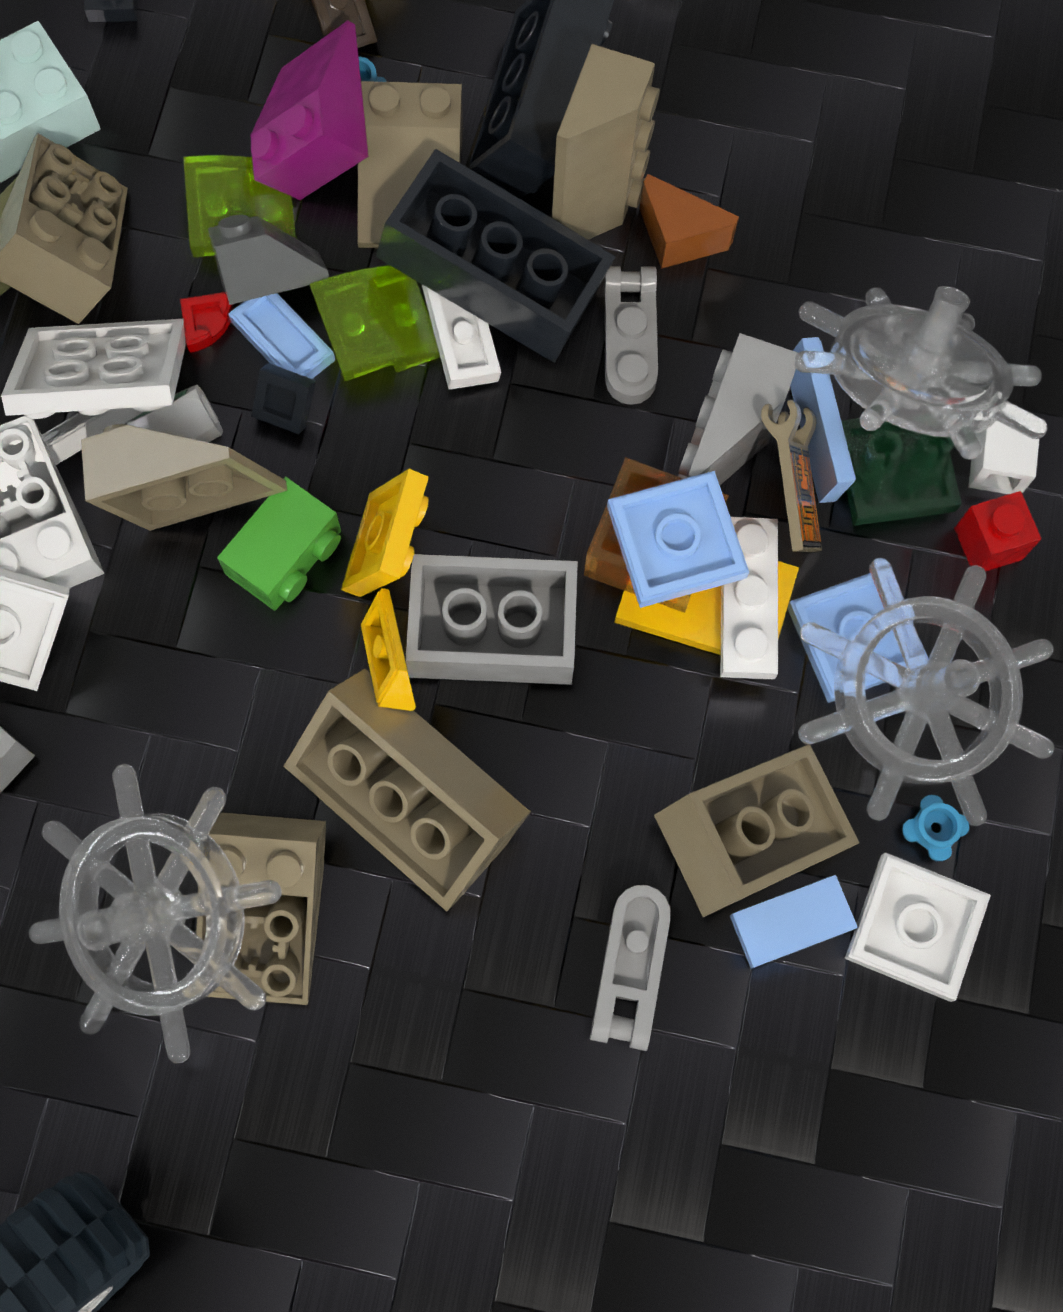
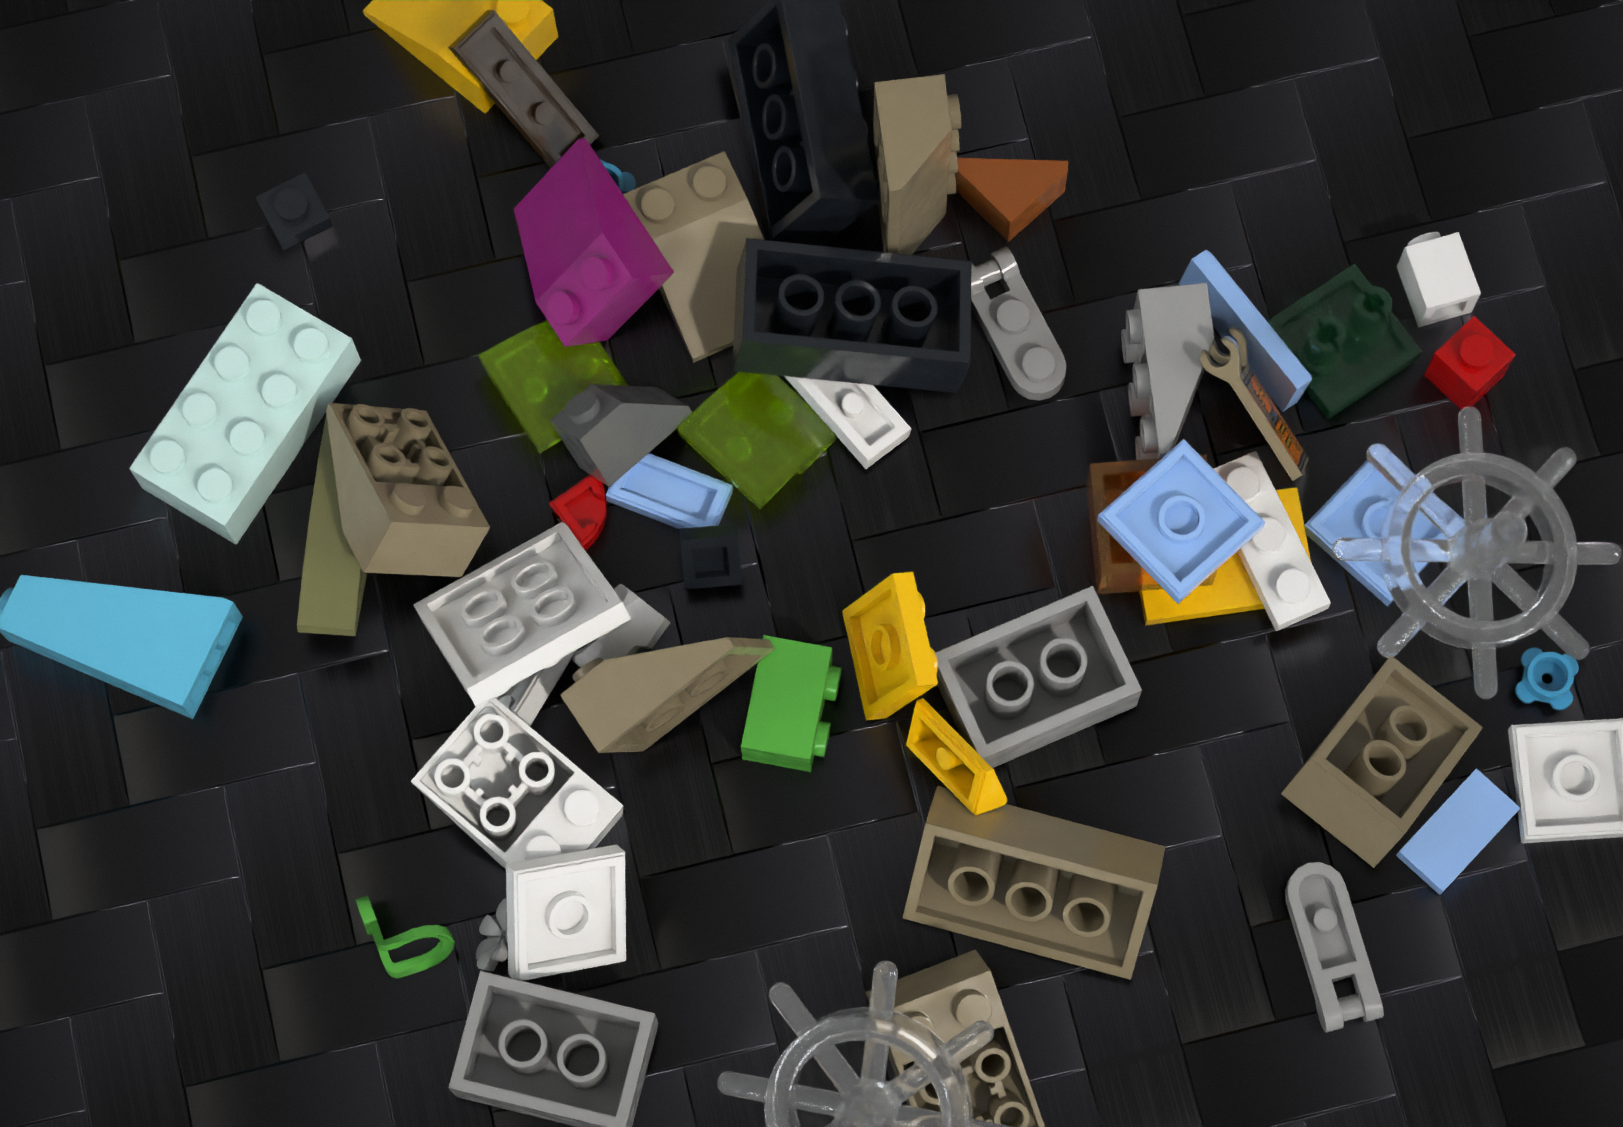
camera: 20 degrees left, 0 degrees up
(921, 368) = (1323, 231): clear piece -> none

